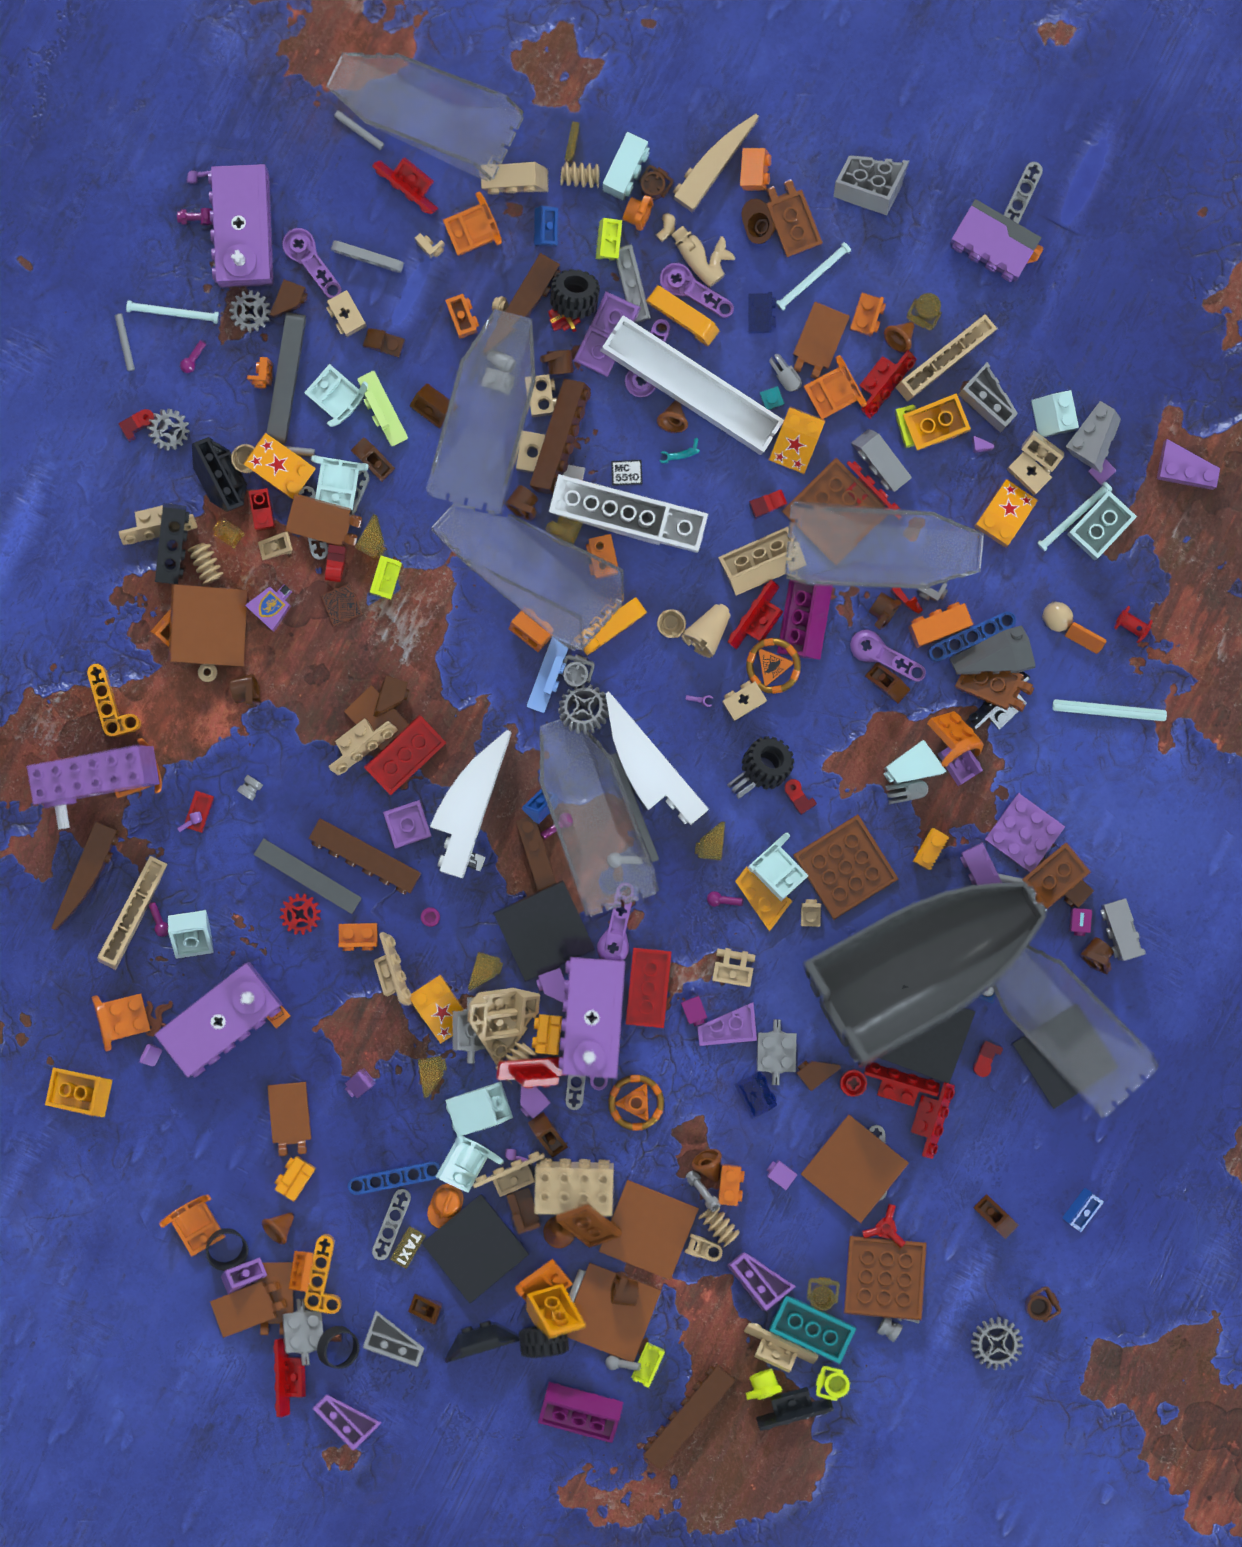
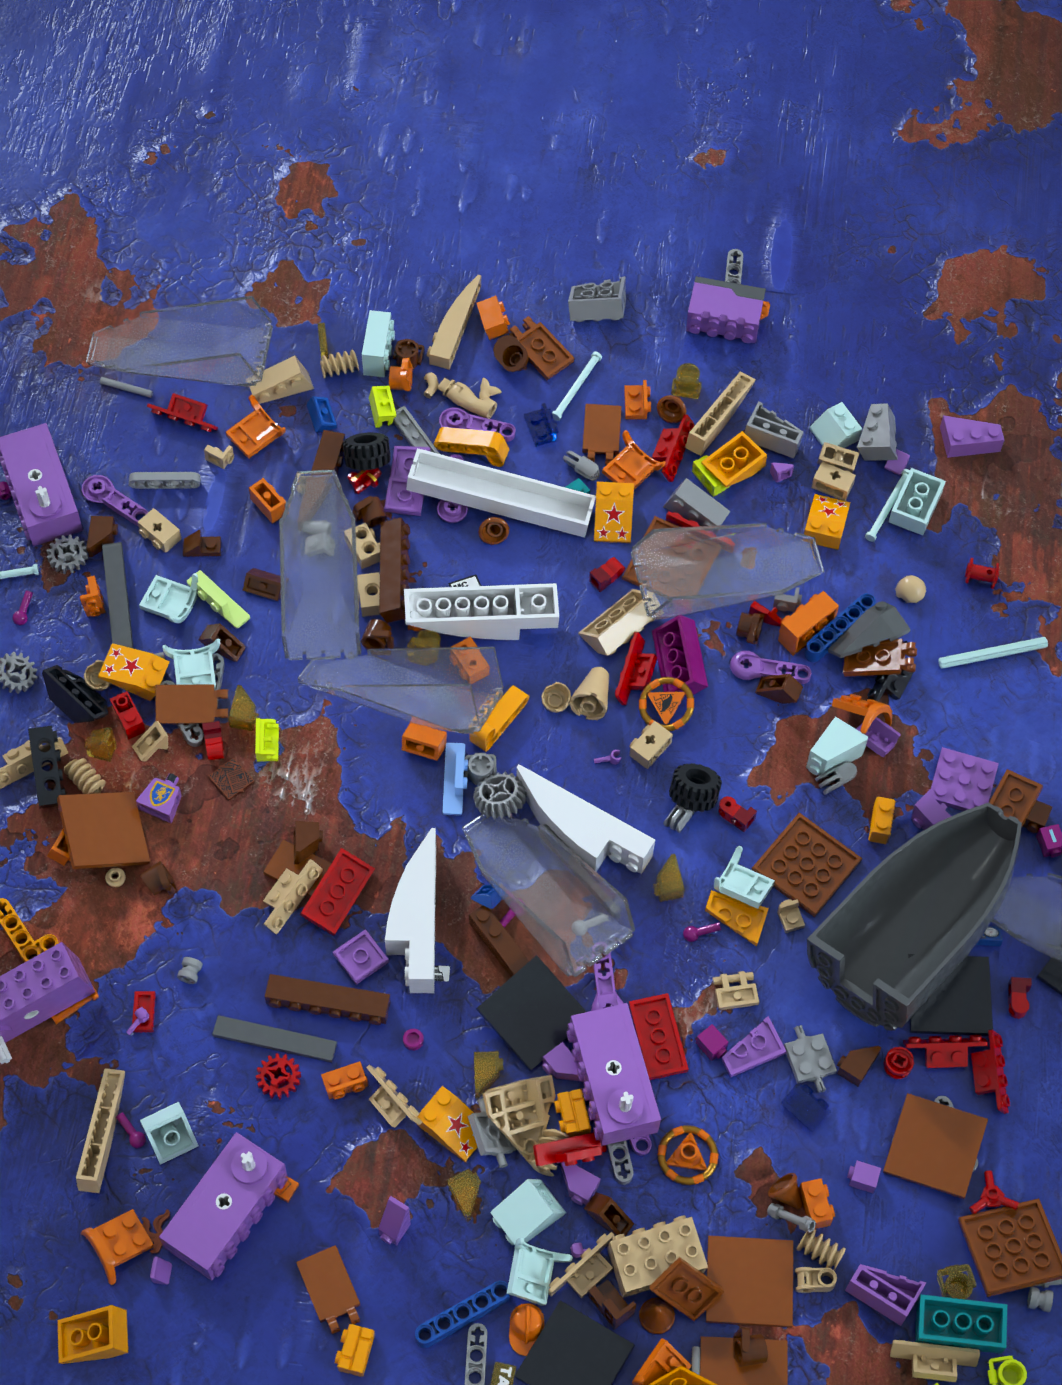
camera: 20 degrees left, 25 degrees down
(91, 863) = (43, 1101): reddish brown slope -> none
(682, 454) = (521, 549): teal piece -> none
(1085, 638) = (944, 598): orange slope -> none

